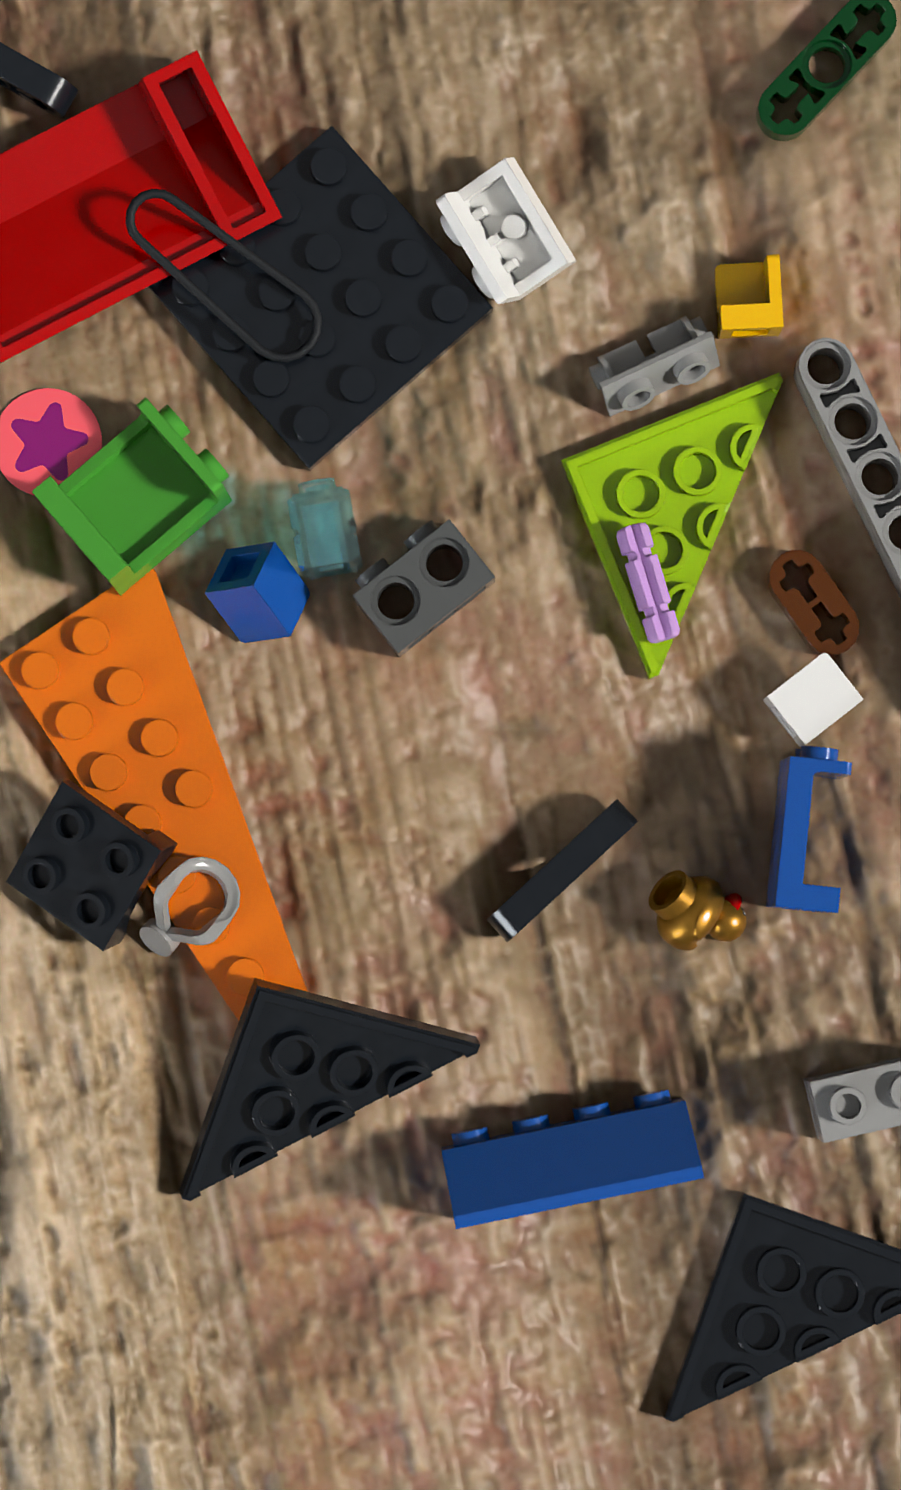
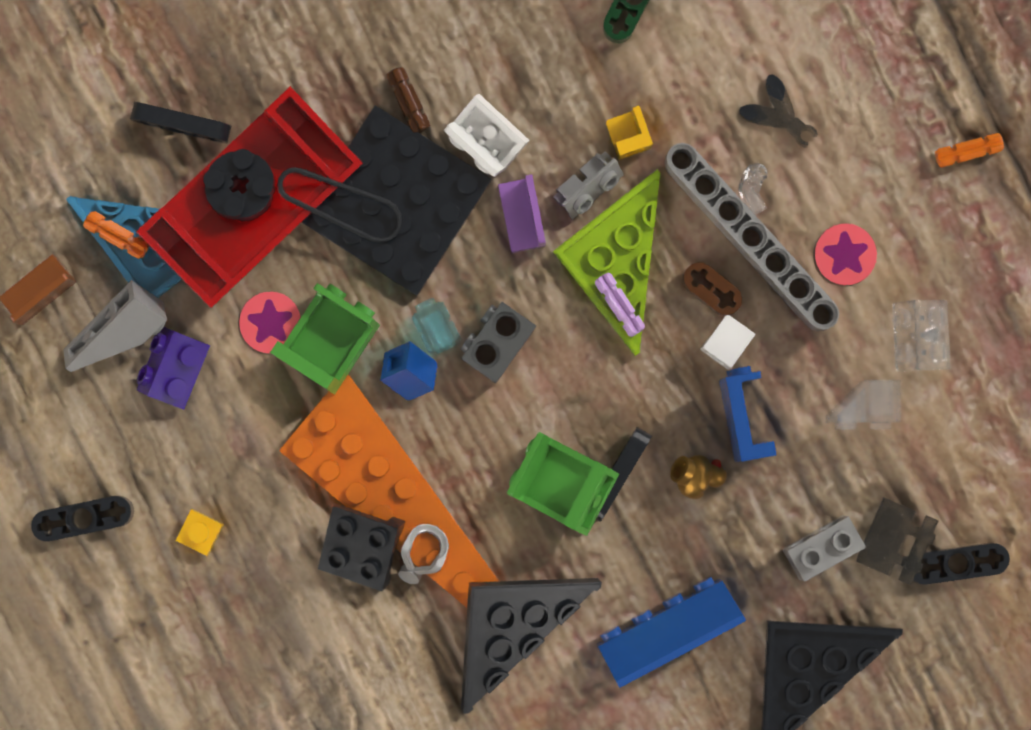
camera: 20 degrees left, 0 degrees up
(78, 163) = (235, 205): none -> black plate
(390, 133) = (408, 100): none -> reddish brown axle
(461, 857) = (562, 483): none -> bright green panel
(526, 383) = (522, 214): none -> medium lavender panel

